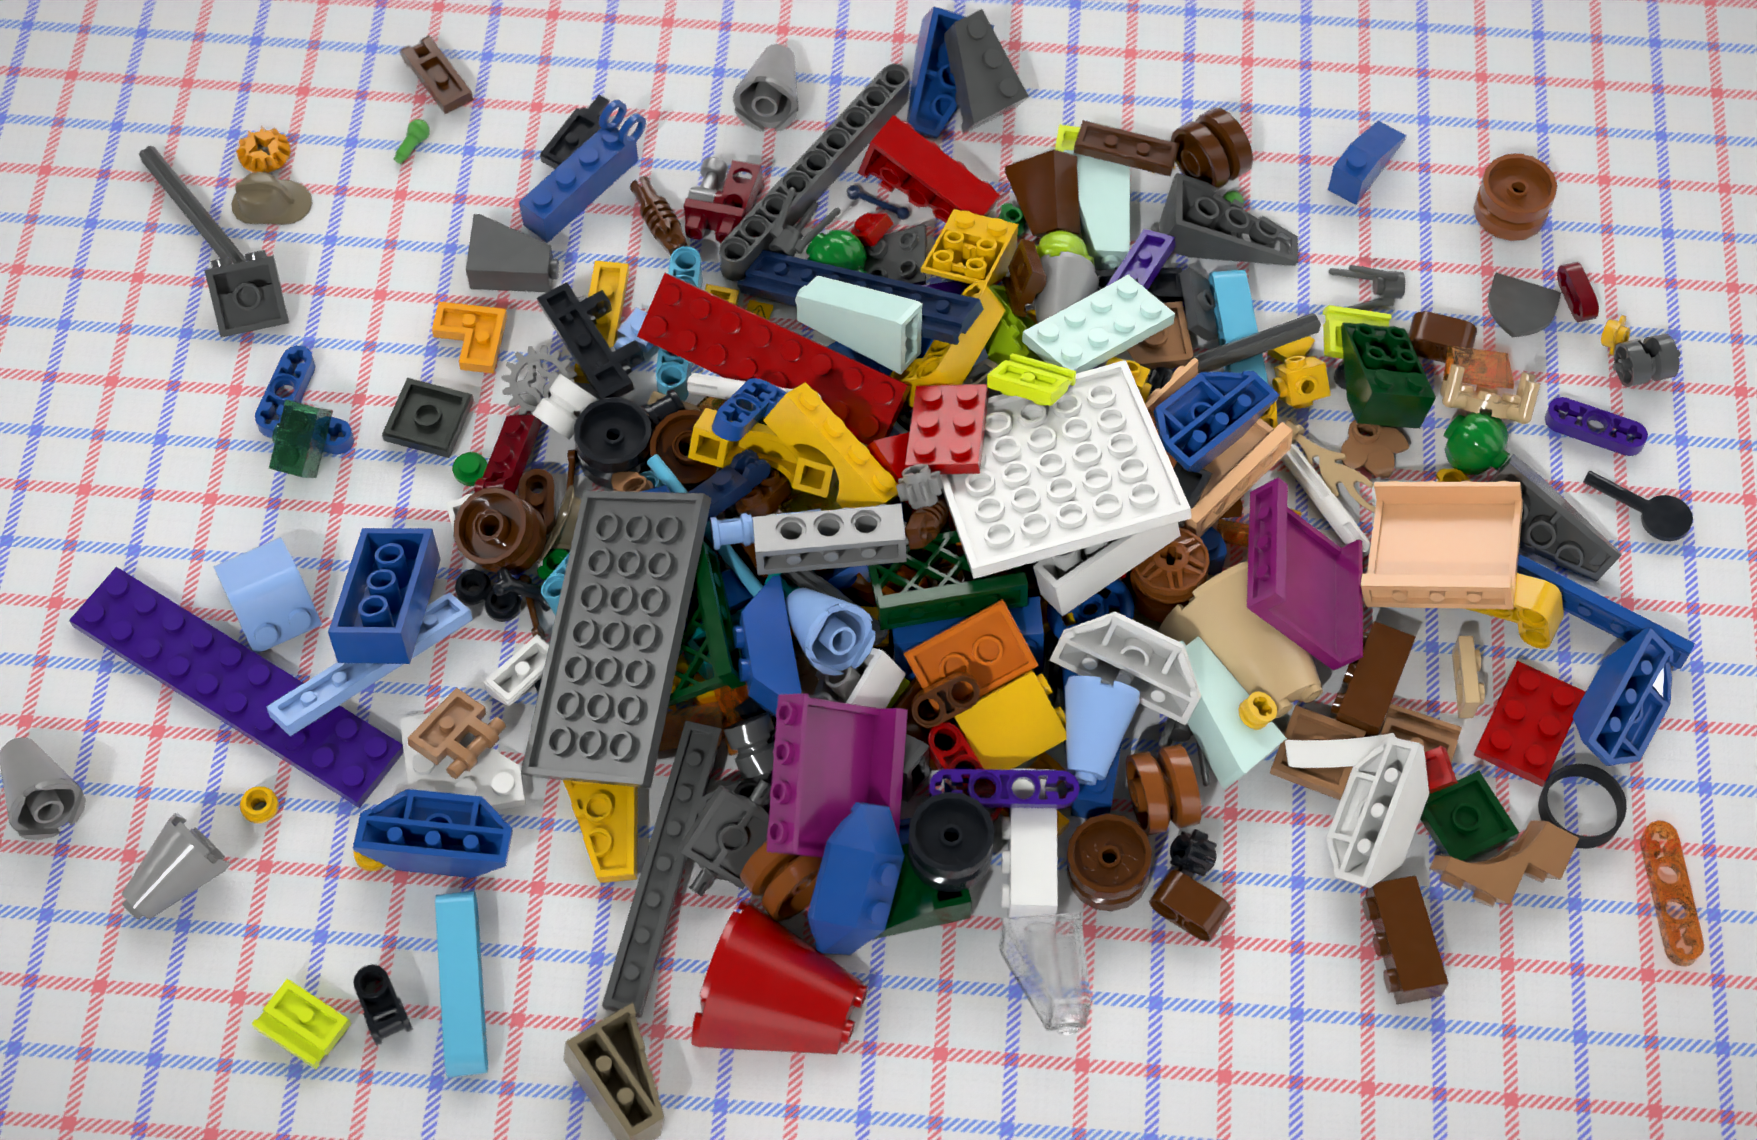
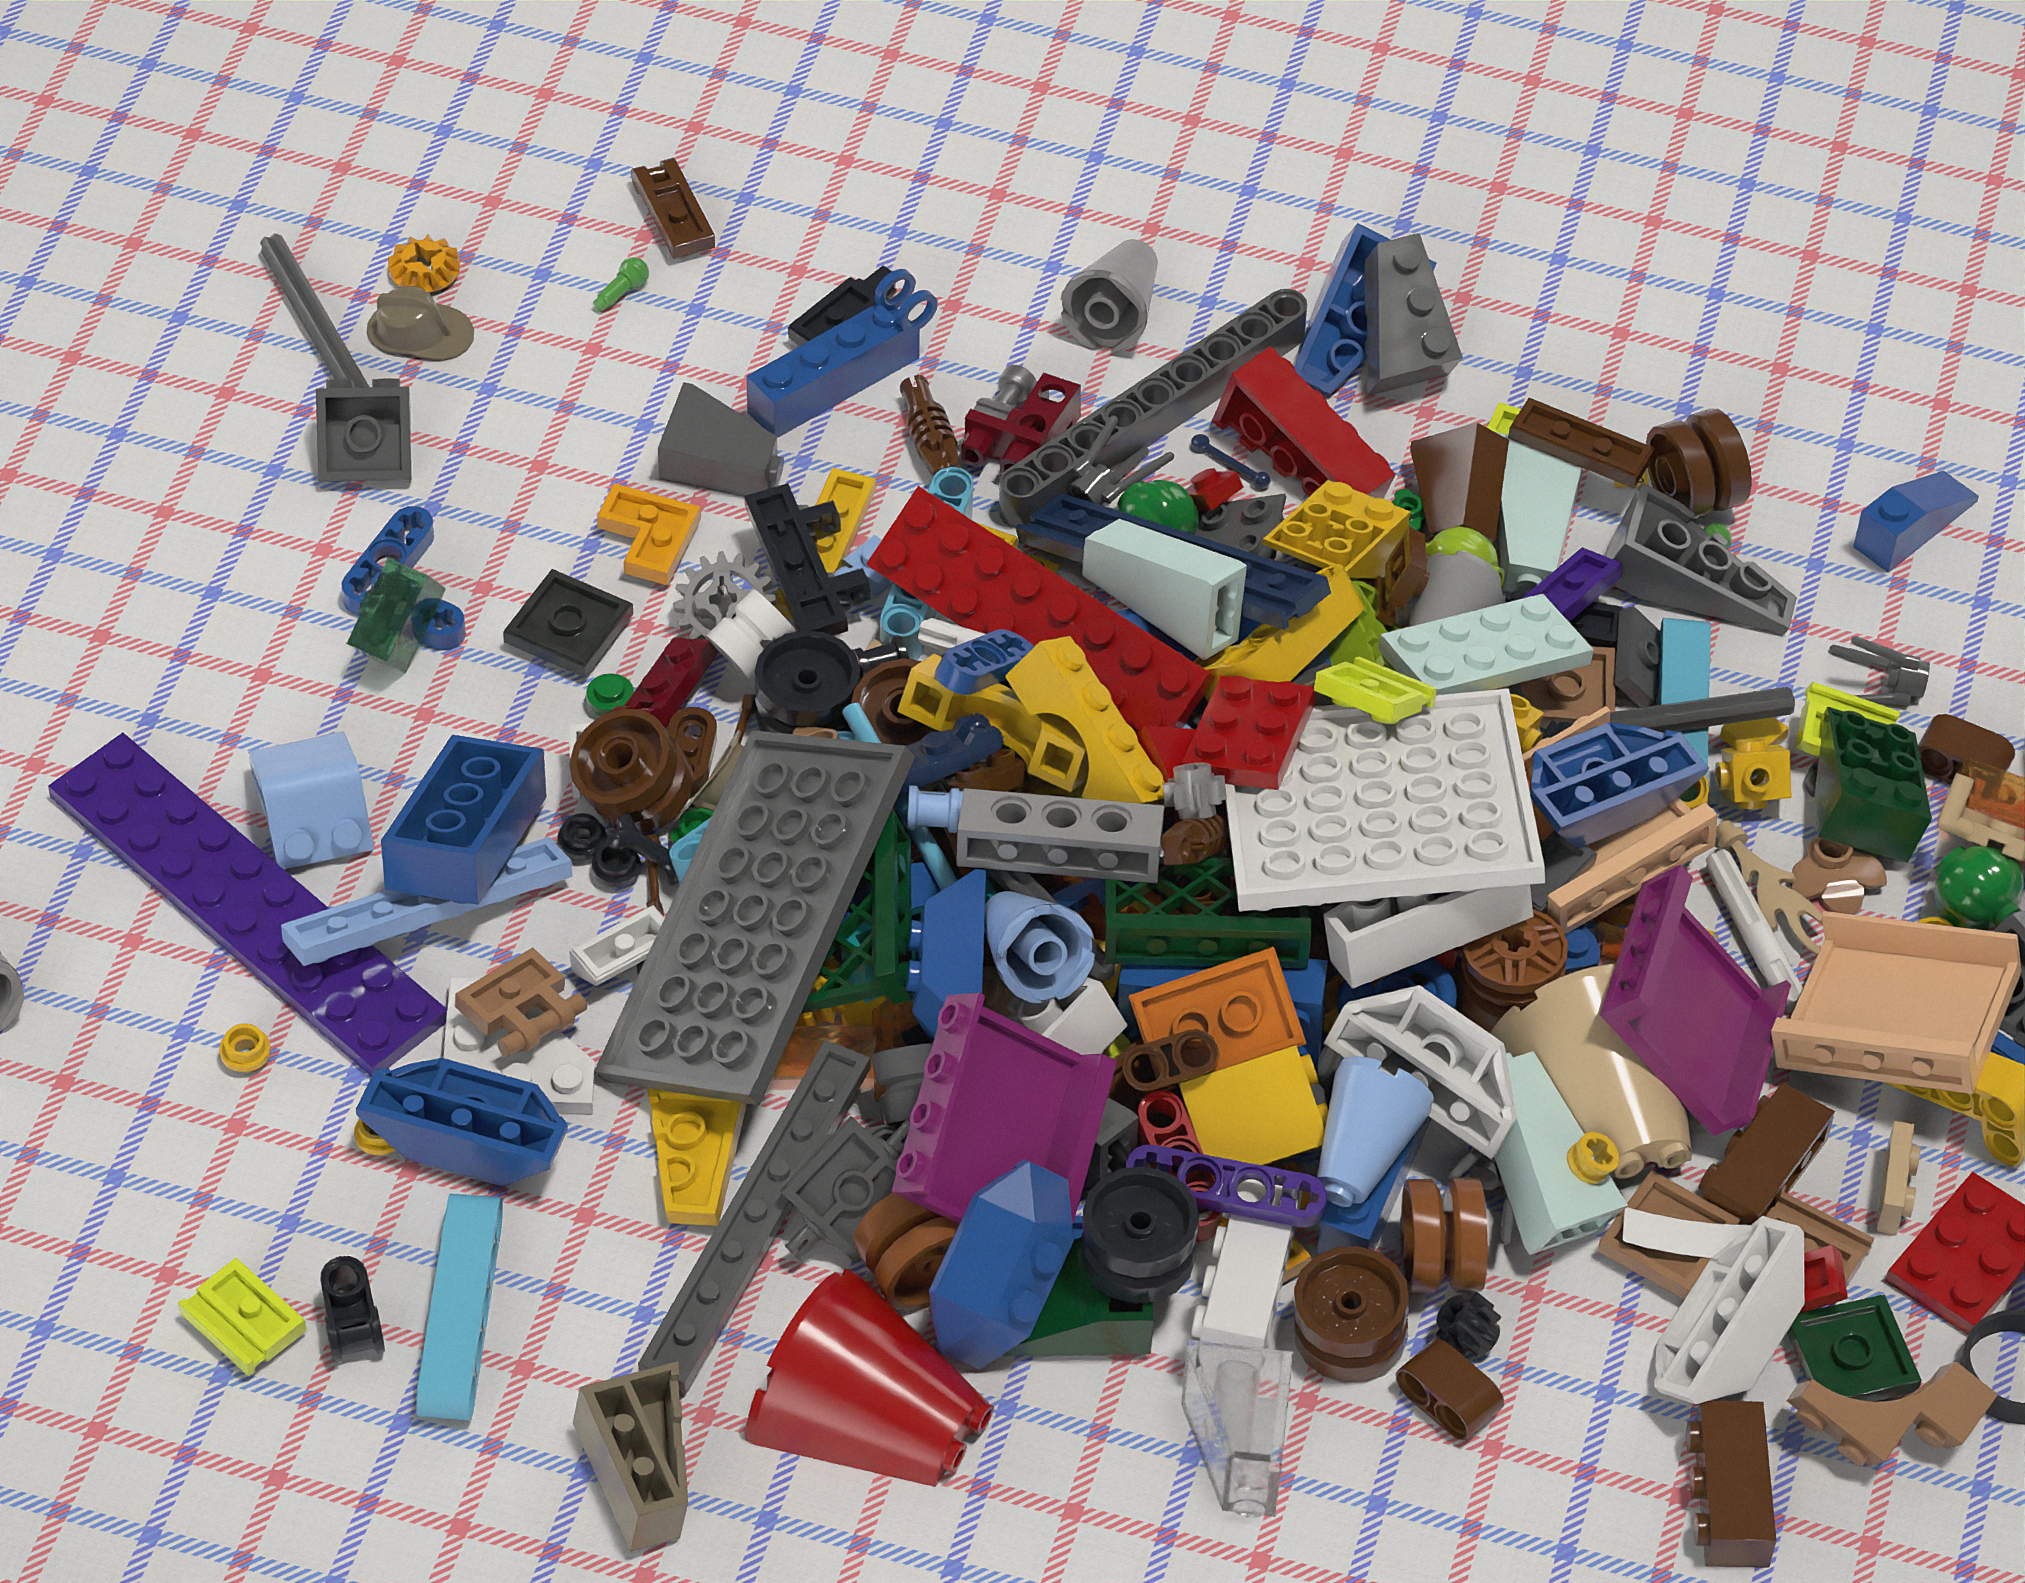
camera: 10 degrees right, 10 degrees down
(172, 869) = (117, 1100): light grey cone -> none

